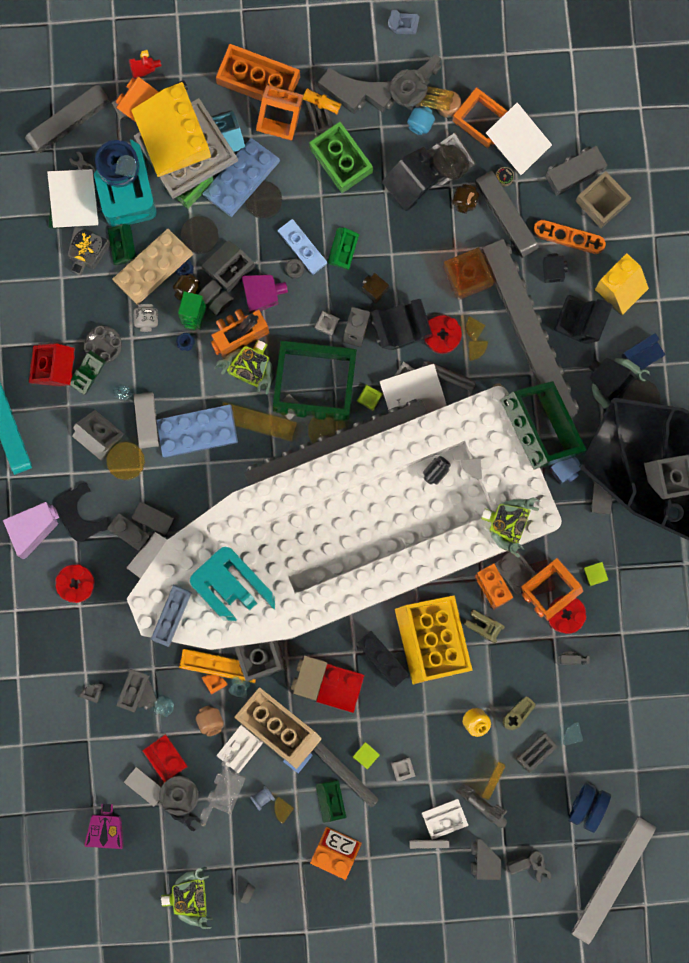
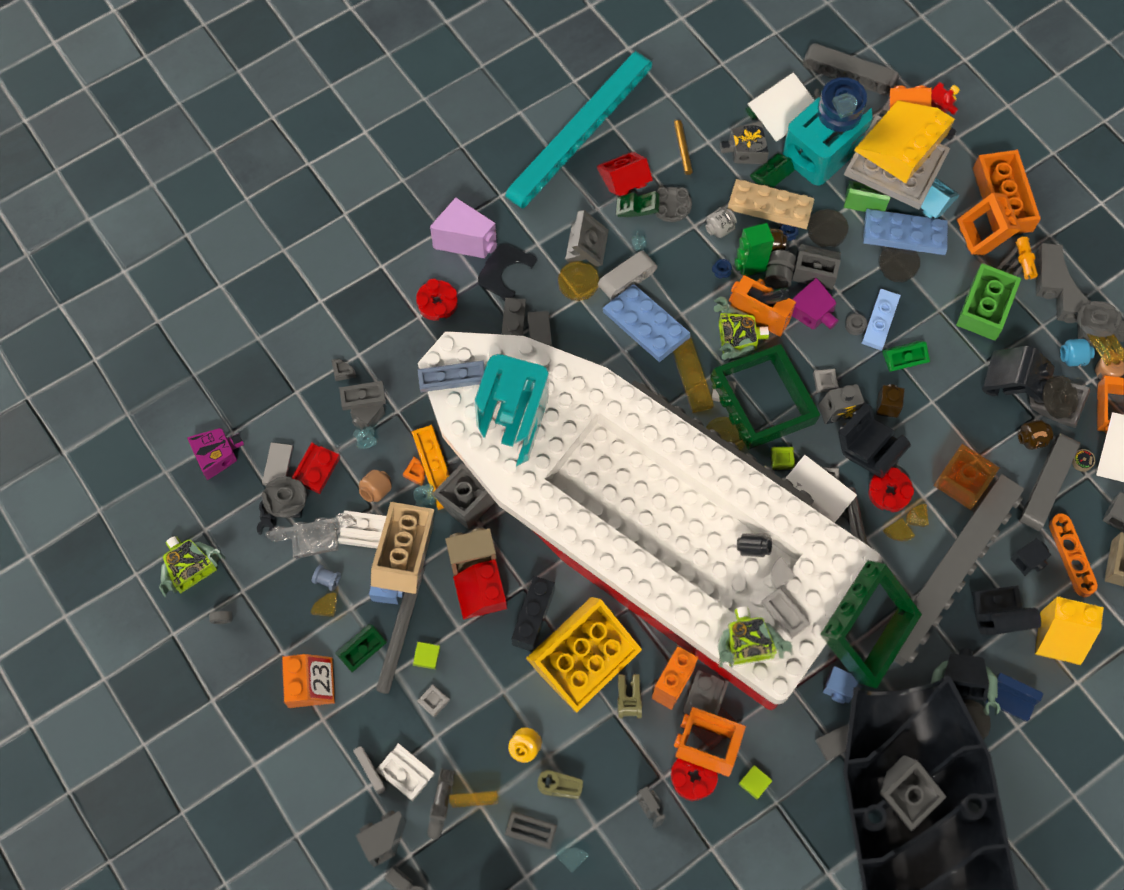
camera: 60 degrees right, 15 degrees down
(54, 301) = (683, 147): none -> pearl gold bar
(502, 482) = (785, 613): none -> light grey tile

